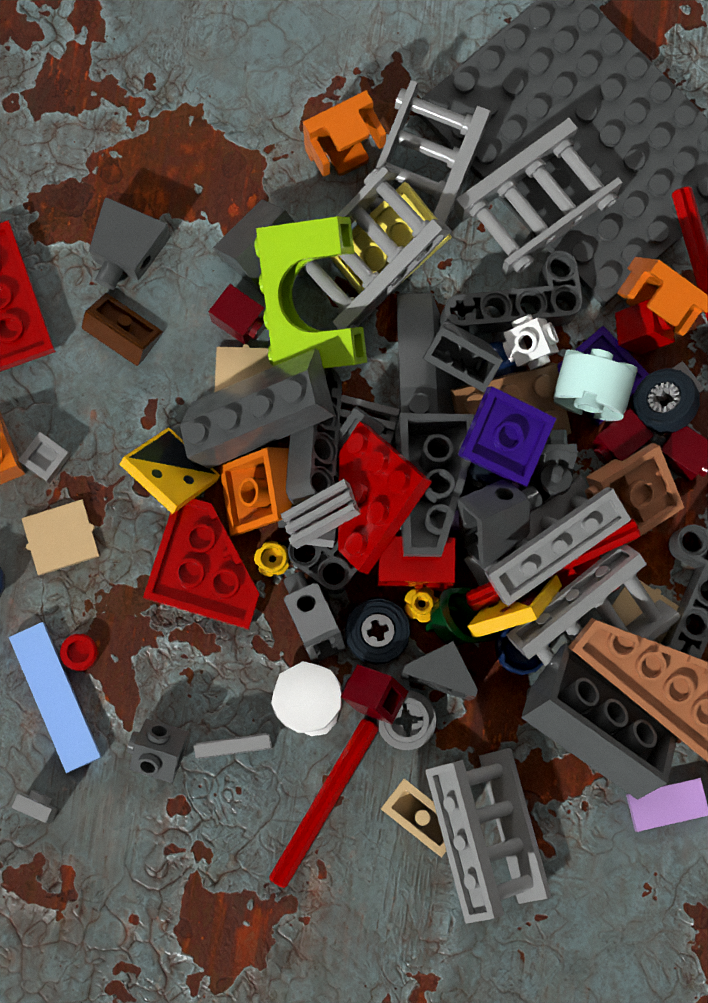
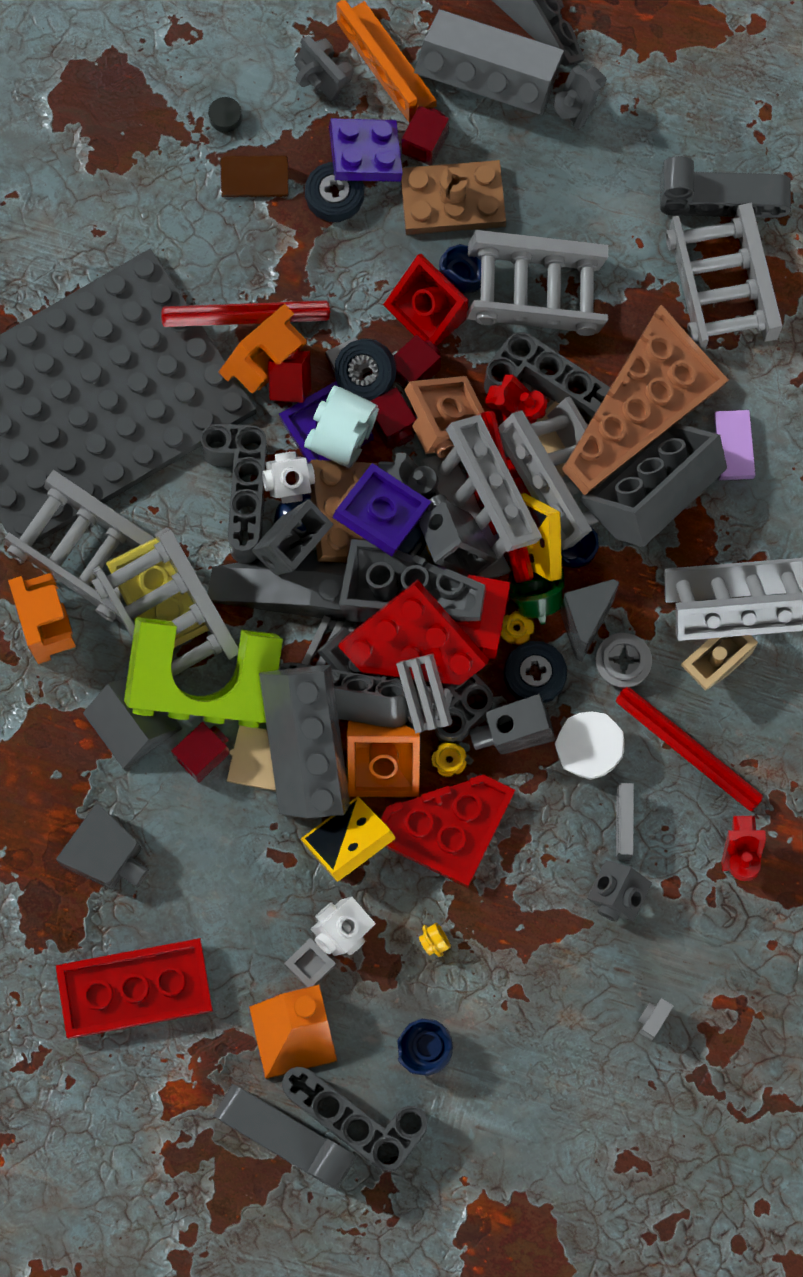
camera: 80 degrees left, 5 degrees down
(55, 697) = (550, 988): light blue tile -> none
(60, 537) = (392, 963): tan piece -> none
(79, 652) = (510, 959): red tile -> none
(86, 574) = (434, 940): none -> yellow plate
(91, 472) = (342, 927): none -> white brick
(121, 329) = (190, 871): reddish brown slope -> none
(217, 874) = (743, 849): none -> red hips
(374, 694) = (596, 682): dark red brick -> none
(531, 162) = (110, 444): light grey fence -> none
(663, 559) = (515, 397): none -> red hips

